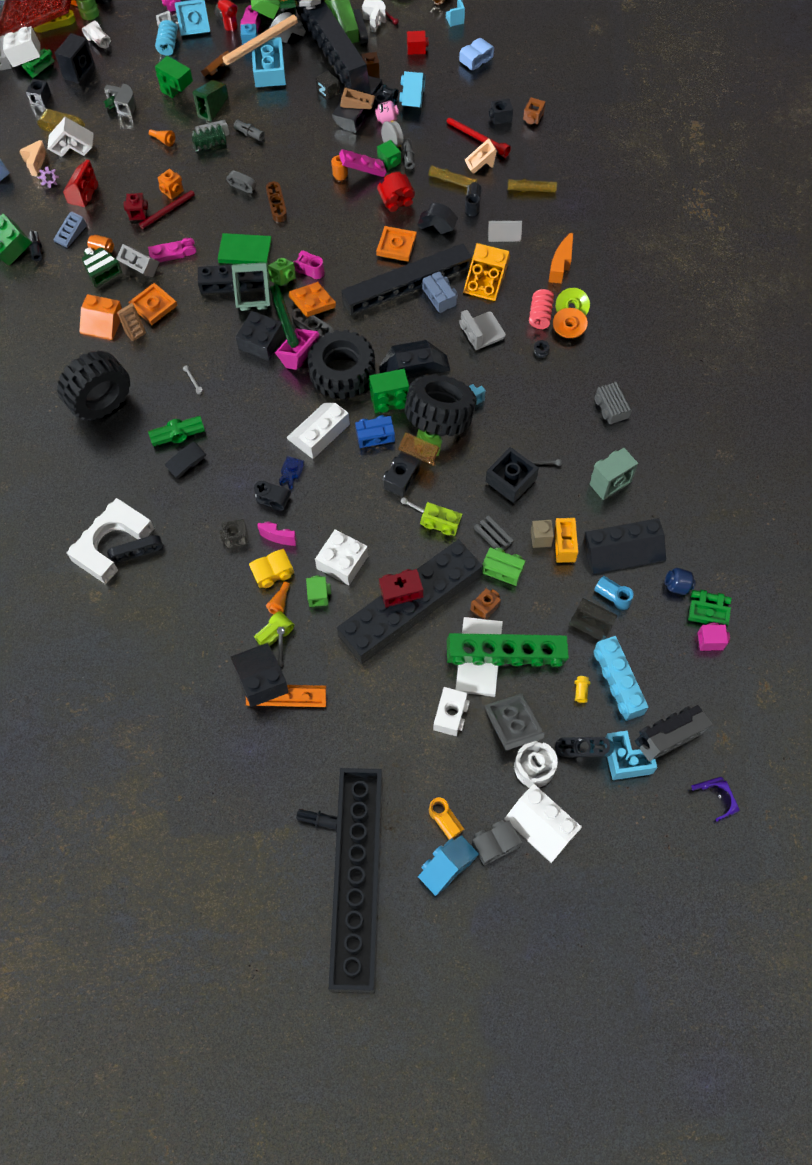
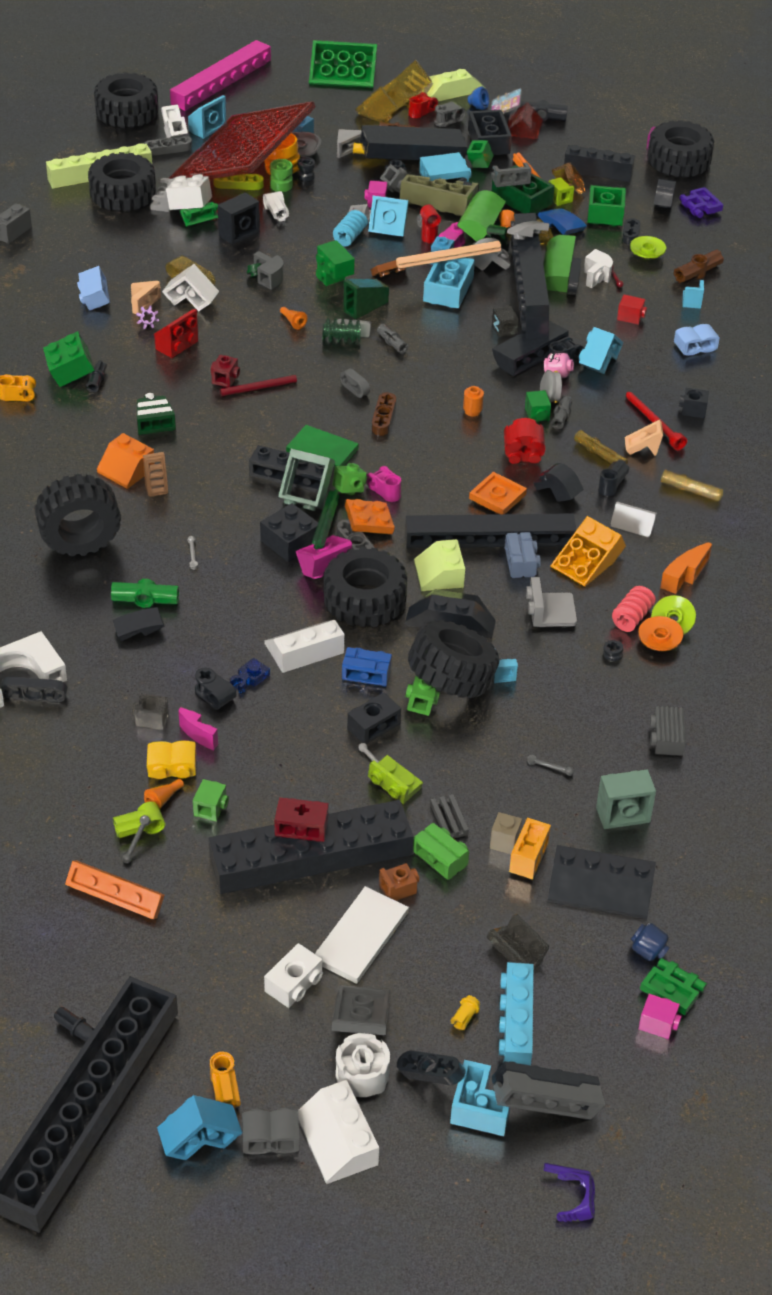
camera: 20 degrees right, 20 degrees down
(38, 92) = (183, 239): black brick -> none
(72, 220) = (148, 369): sand blue slope -> none
(100, 242) = (172, 395): orange brick -> none
(137, 260) = (196, 420): light grey brick -> none
(153, 303) = (190, 467): orange plate -> none
(170, 184) = (275, 361): orange brick -> none
(172, 250) = (241, 425): dark pink hinge -> none
(259, 674) = (94, 854): black slope -> none
(341, 557) = (256, 775): white brick -> none
(356, 99) = (526, 340): medium nougat slope -> none
(362, 163) = (499, 401): dark pink plate -> none
(372, 64) = (565, 314): reddish brown slope -> none
(386, 324) = (440, 566): none -> yellowish green slope
(389, 390) = (400, 626): green brick -> none
(419, 449) = (404, 694): clear orange panel -> none
(511, 474) = (502, 760): black brick -> none
(531, 114) = (730, 416): dark orange brick -> none
(555, 644) = (389, 922): green brick -> none
(614, 591) = (562, 926): dark azure piece -> none

